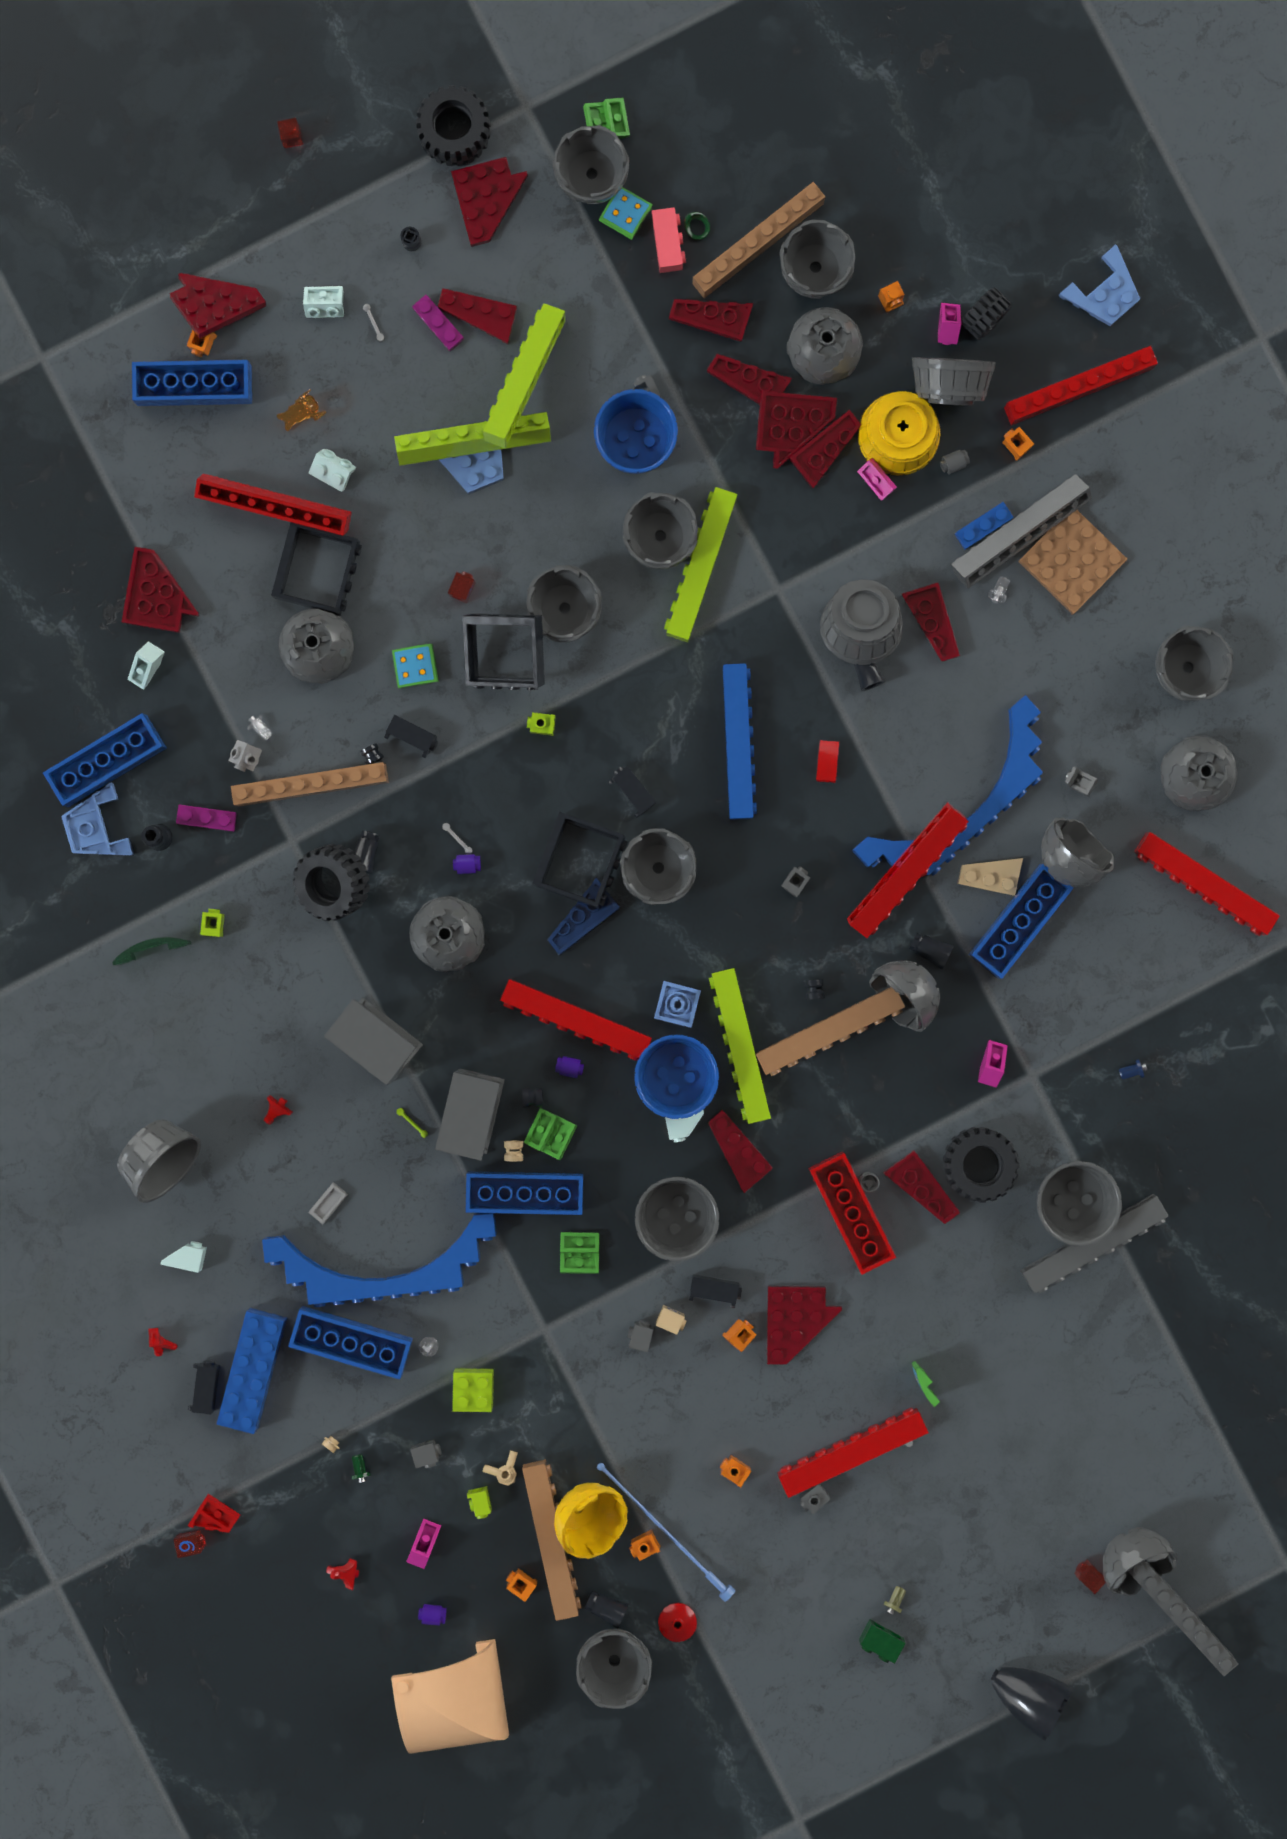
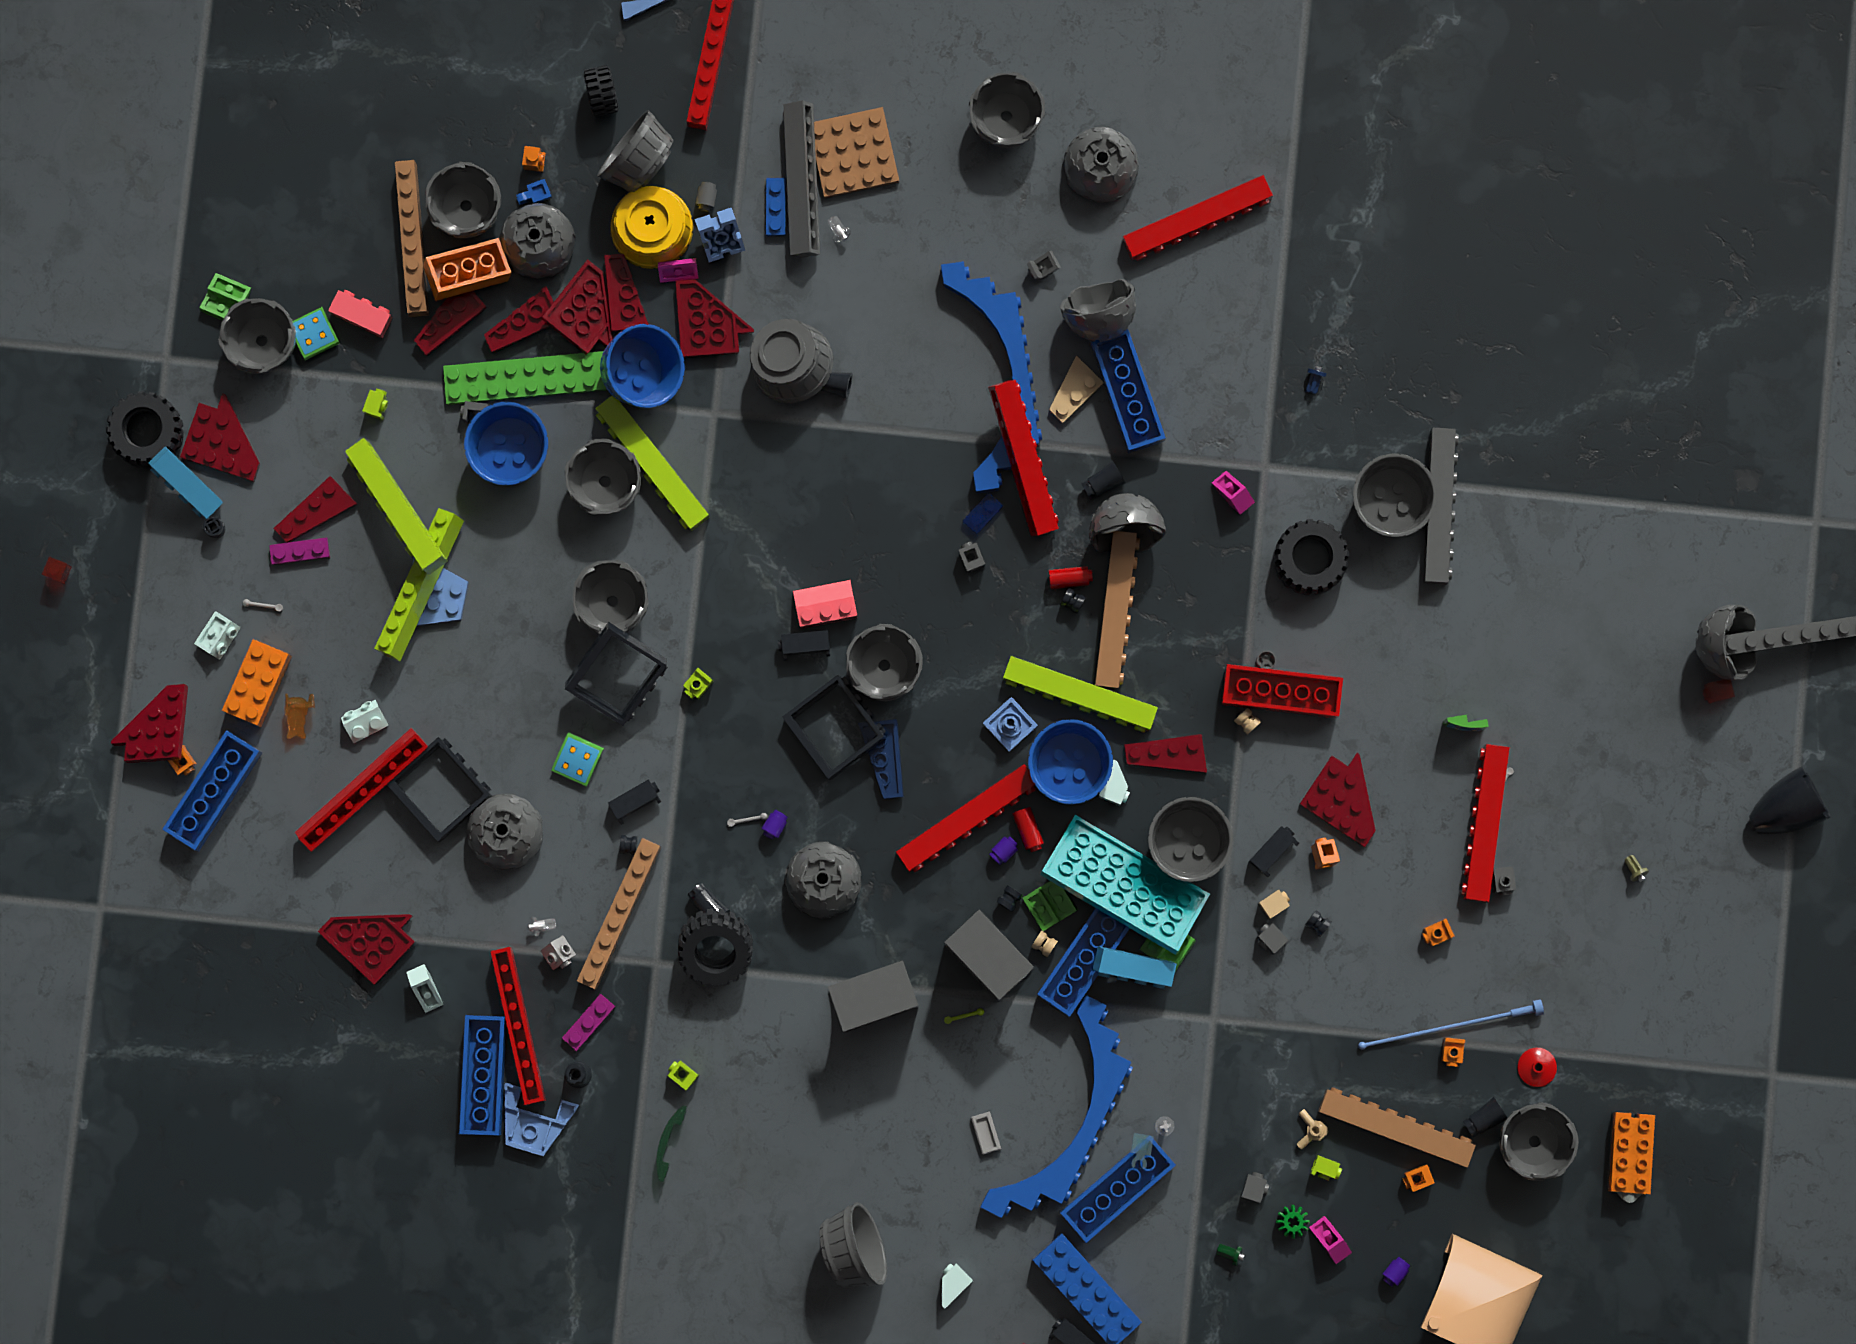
camera: 60 degrees left, 5 degrees down
(163, 762) = (518, 1026): none -> red brick
(276, 1109) = (876, 1123): red piece -> none
(304, 360) = (256, 683): none -> orange brick
(331, 1444) = (1193, 1264): tan plate -> none
(346, 1573) = (1313, 1323): red piece -> none
(395, 1342) = (1141, 1146): none -> clear light blue plate
(424, 1499) = (1294, 1228): none -> green gear
(430, 188) = (185, 482): none -> dark azure brick
(461, 586) = (536, 675): clear red brick -> none
(473, 1390) = (1225, 1111): lime brick -> none
(541, 1239) = (1134, 966): none -> dark azure brick
(590, 1520) = (1405, 1077): yellow piece -> none
(599, 1076) = (1028, 829): none -> red brick
(600, 303) = (375, 404): none -> lime brick
(604, 1186) = (1124, 884): none -> teal plate
(654, 1748) = (1631, 1155): none -> orange piece
(677, 785) = (825, 604): none -> coral slope
(678, 1366) = (1318, 923): none -> black wheel
(699, 216) = (353, 281): dark green piece -> none
(713, 425) = (523, 378): none -> bright green plate
(738, 741) = (822, 529): blue brick -> none
(762, 302) = (467, 269): none -> orange brick
(775, 502) = (642, 366): none -> blue piece
(808, 1199) = (1247, 721): none -> tan wheel
(827, 761) = (888, 465): red slope -> none
(832, 974) = (1070, 577): none -> red brick
(838, 866) = (982, 513): none -> clear blue plate
(848, 532) = (706, 323): none -> dark red wing
(865, 319) = (536, 192): none -> blue plate
(881, 1641) = (1663, 902): dark green brick -> none
(919, 1183) = (1293, 619): dark red wing -> none
(929, 493) = (720, 234): none -> medium blue brick
(932, 616) = (821, 298): dark red wing -> none
(949, 324) = (587, 126): dark pink slope -> none
(1024, 441) = (725, 128): orange brick -> none

